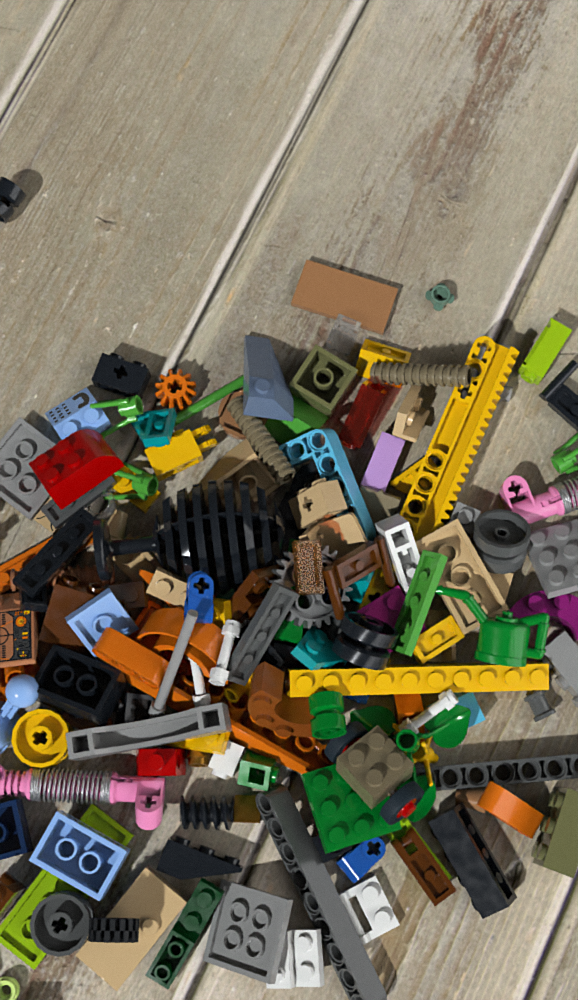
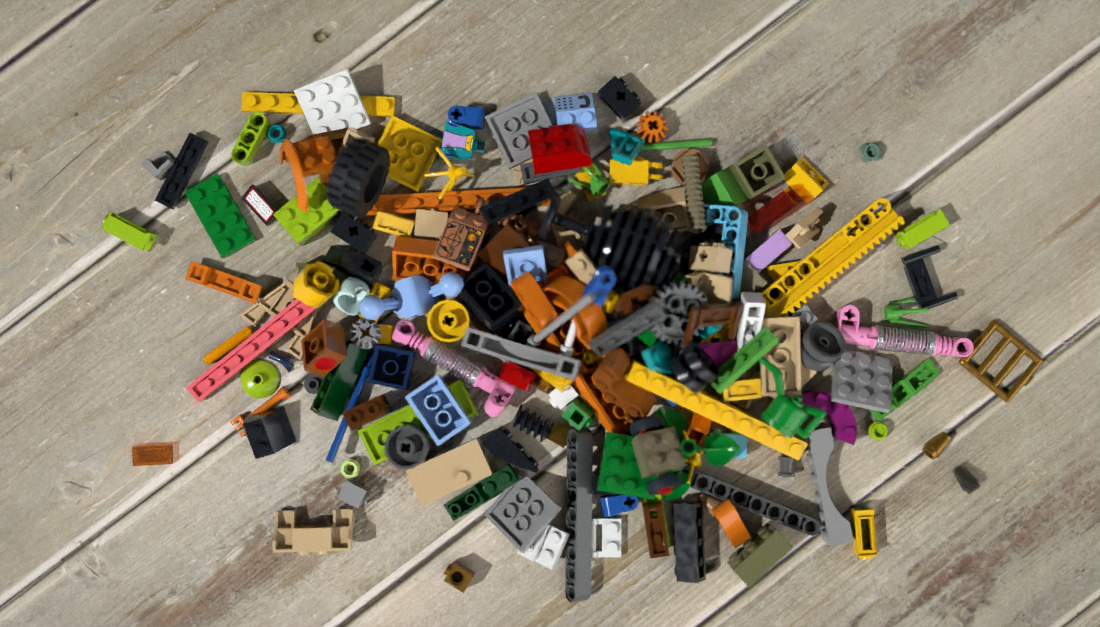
camera: 25 degrees right, 10 degrees up
(38, 603) = (489, 231): black tile -> none
(113, 930) = (438, 468): black tyre -> none
(127, 407) = (614, 123): bright green plant -> none
(219, 674) = (609, 317): white bar -> none
(264, 383) = (715, 156): sand blue wedge -> none
(308, 567) = (682, 301): clear orange tile -> none
(327, 711) = (643, 407): green wheel -> none
(339, 292) = (800, 113): medium nougat tile -> none
(420, 374) = (827, 204): dark tan piece -> none
(446, 700) = (727, 433): white bar -> none

